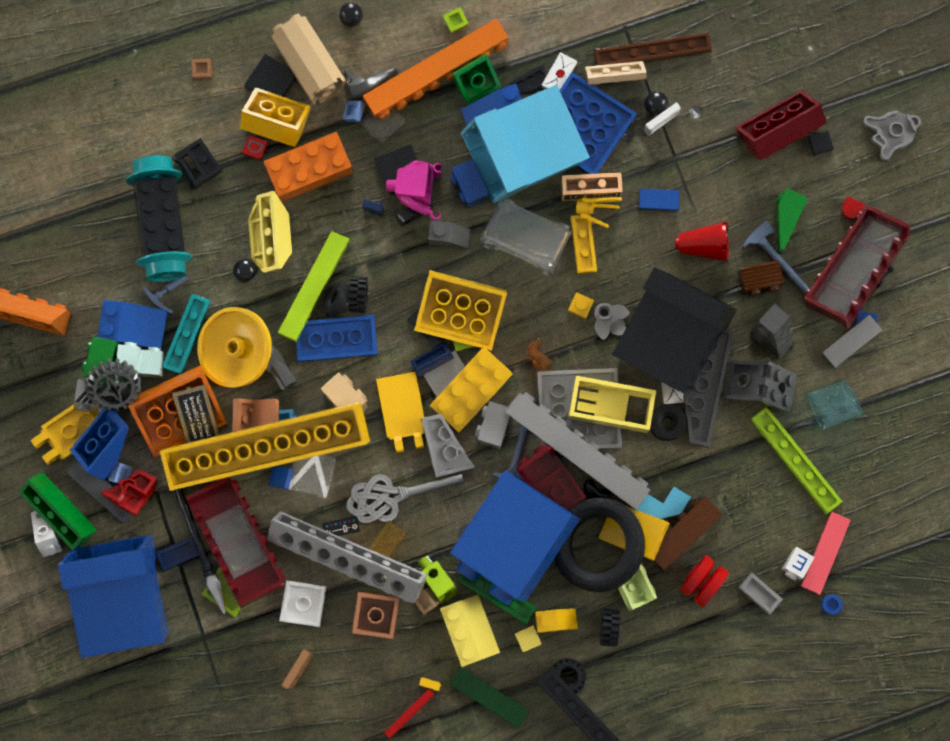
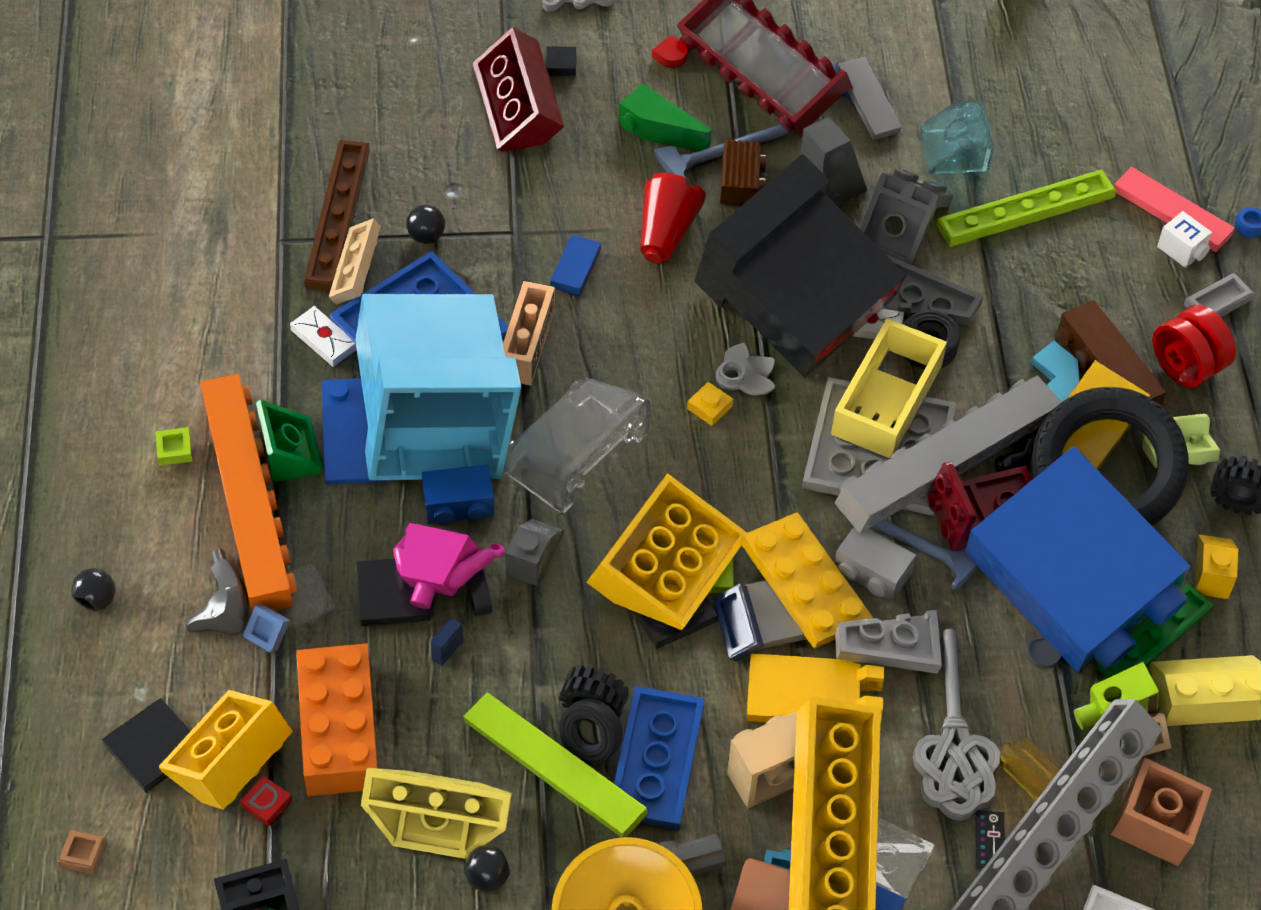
camera: 75 degrees left, 25 degrees down
(308, 59) = (146, 664): tan brick -> none
(528, 639) = (1237, 610): light yellow tile -> none
(530, 81) = (315, 370): black tile -> none
(539, 359) = (780, 475): clear orange bracket -> none
(583, 245) = (626, 375): yellow tile -> none
(586, 206) = (555, 348): yellow plant -> none
(662, 119) = (453, 225): white tile -> none

